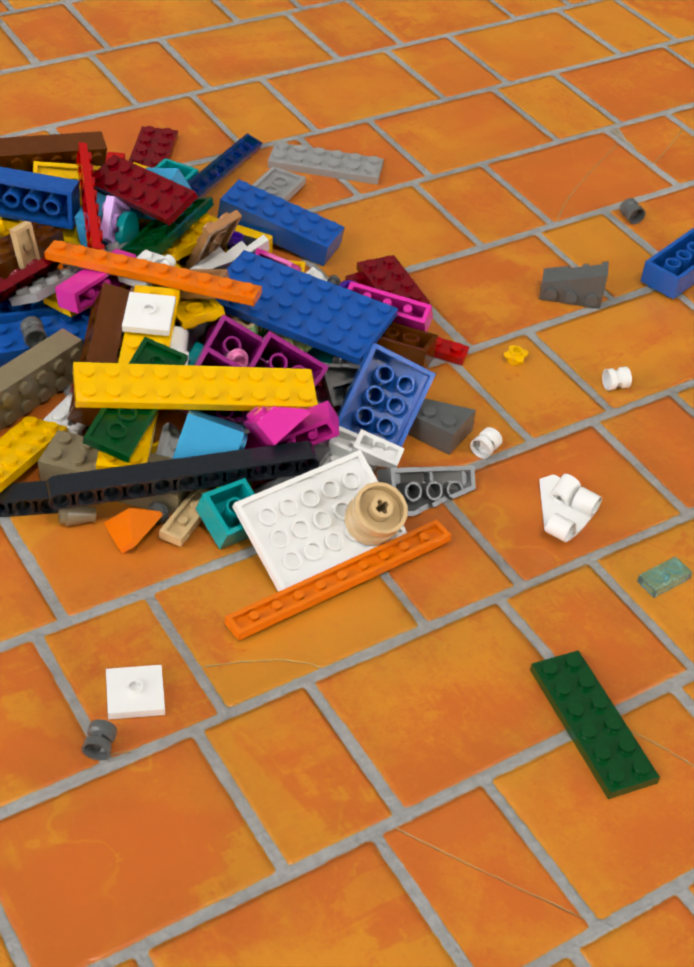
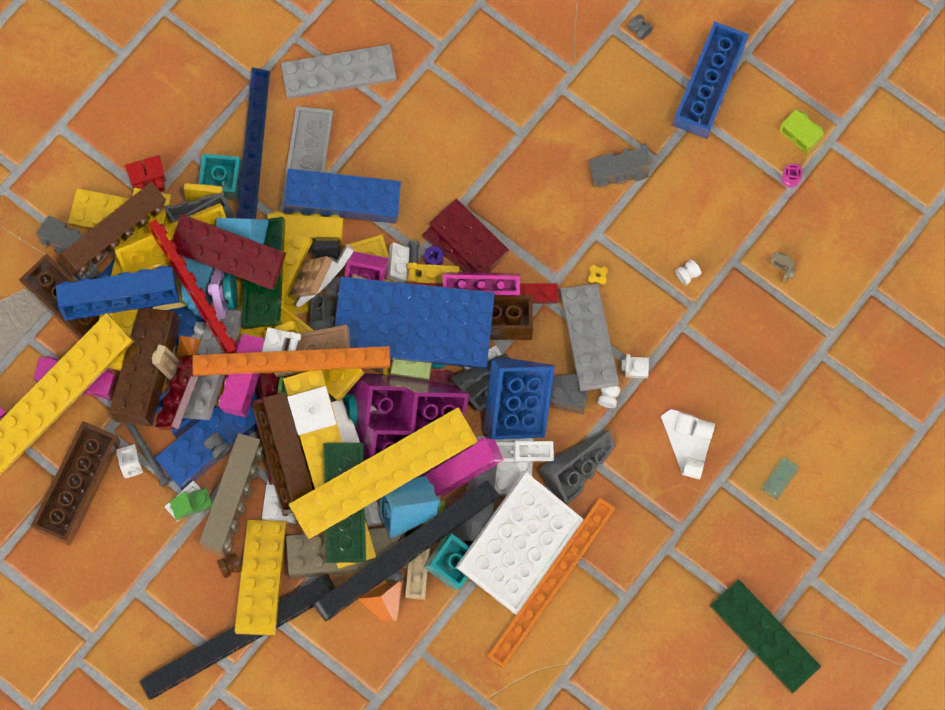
camera: 15 degrees left, 30 degrees up
(153, 146) = (174, 124): dark red plate -> none
(235, 239) = (320, 251): dark purple plate -> none
(238, 356) = (394, 416): bright pink plate -> none
(273, 422) = (455, 477): dark pink slope -> none
(376, 513) = (559, 525): tan wheel -> none
(485, 387) = (589, 337): none -> light grey plate
(526, 433) = (635, 367): none -> white bracket

